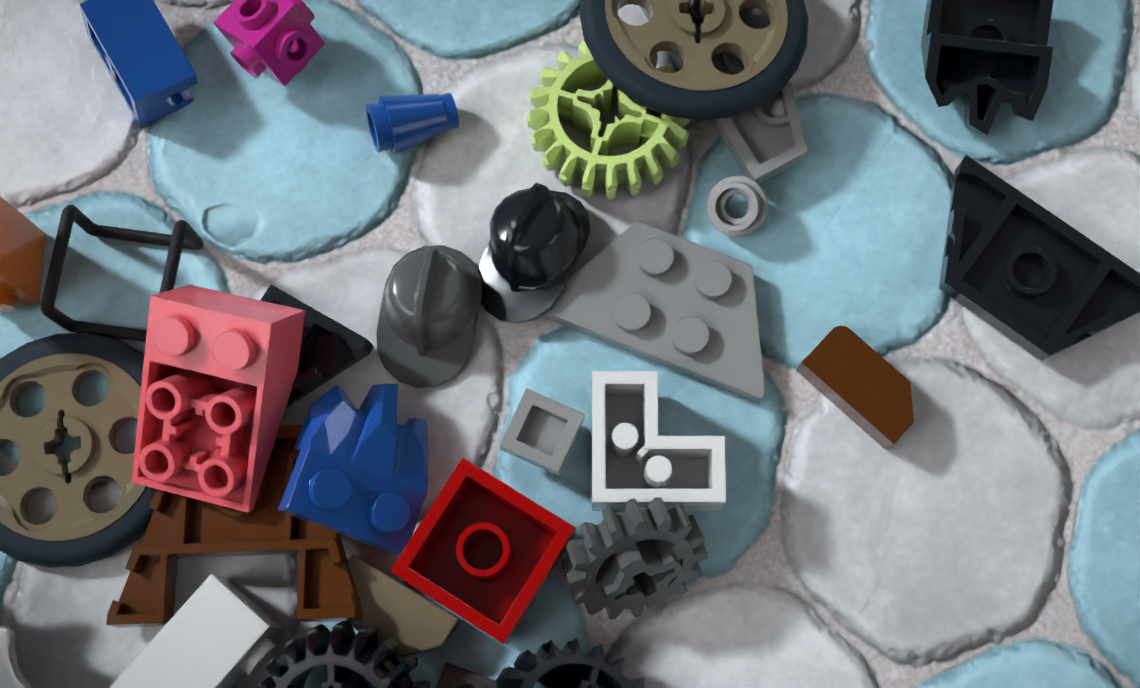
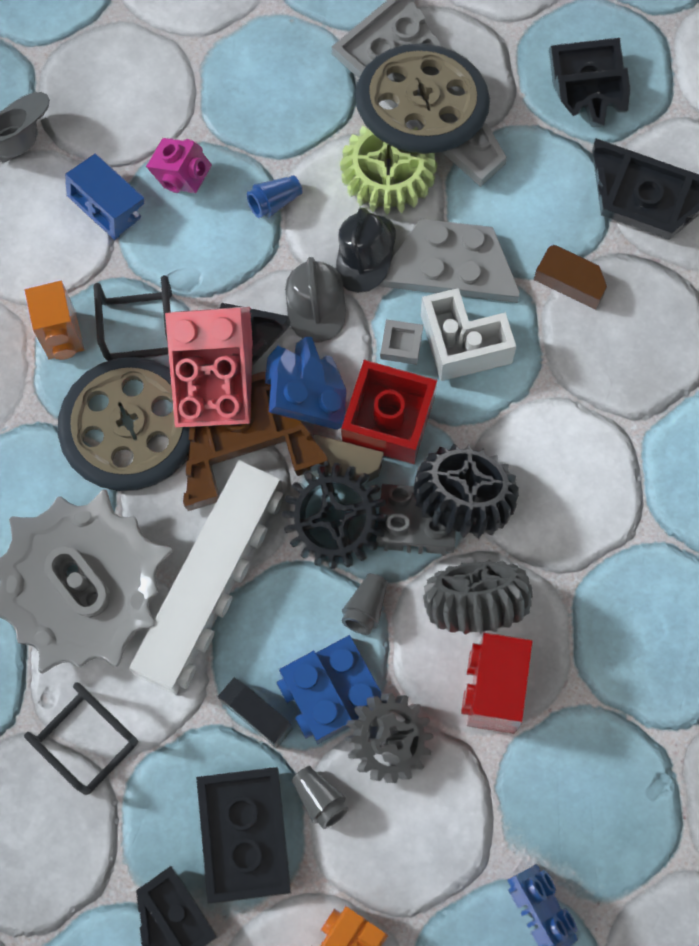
camera: 15 degrees left, 5 degrees down
(634, 558) = (473, 392): dark grey gear -> none
(719, 211) = (465, 191): light grey plate -> none

